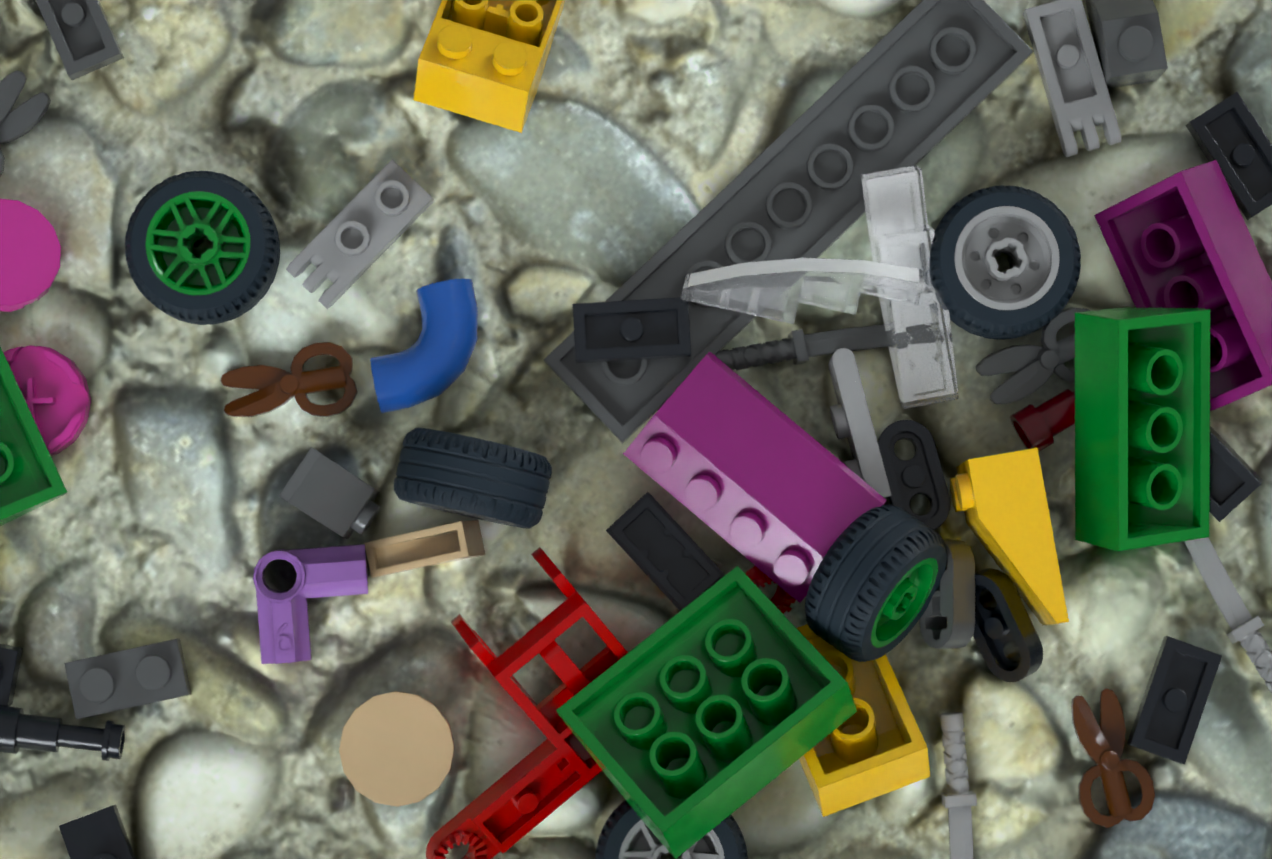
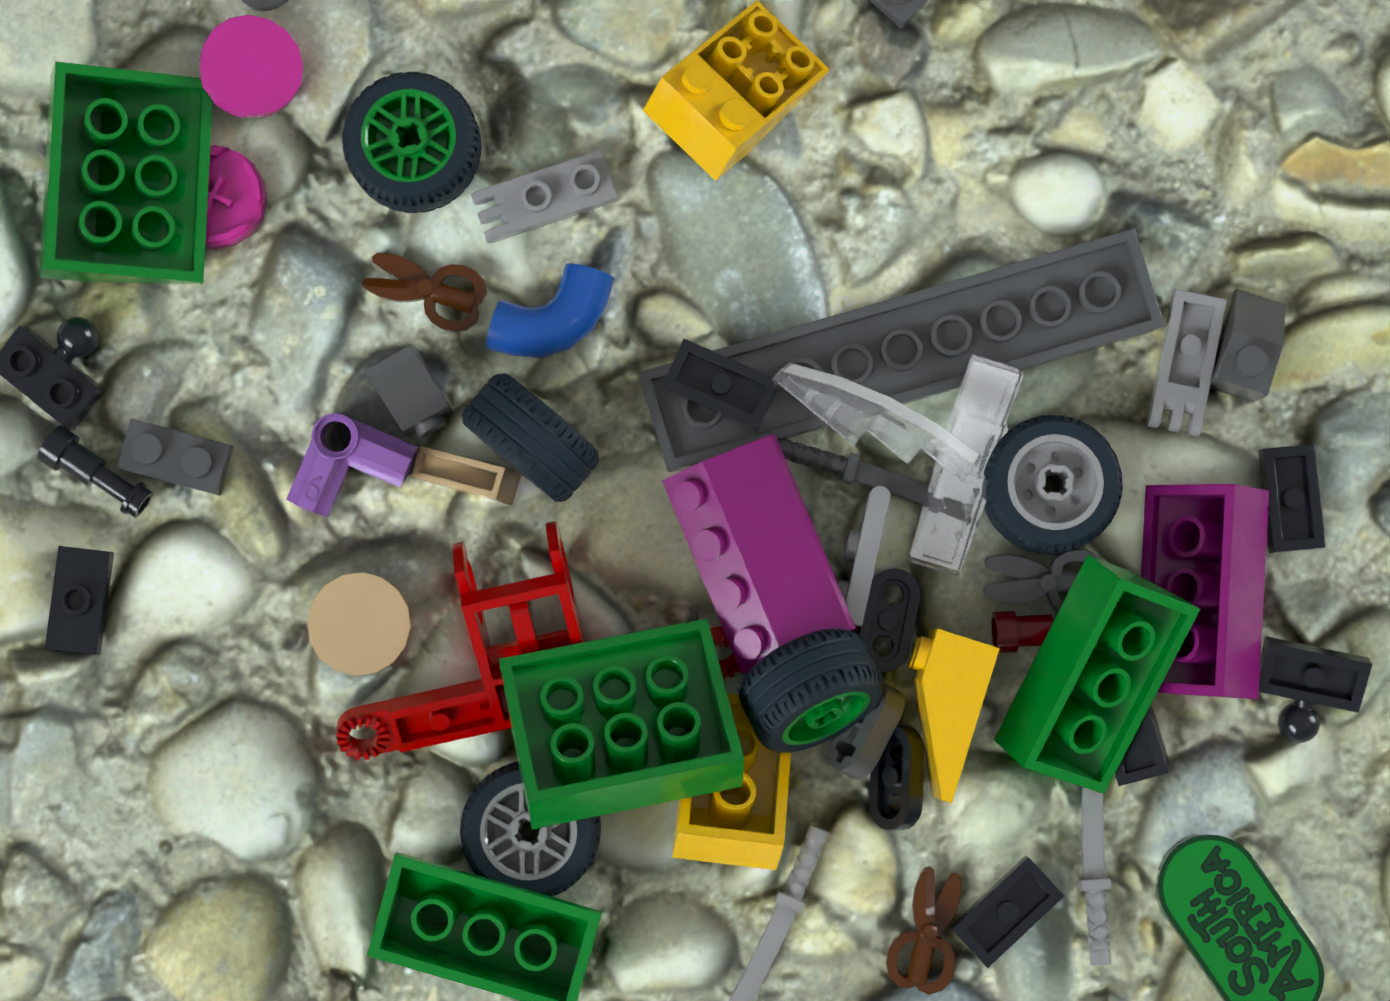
camera: 30 degrees right, 0 degrees up
(664, 552) = (655, 577): black plate -> none

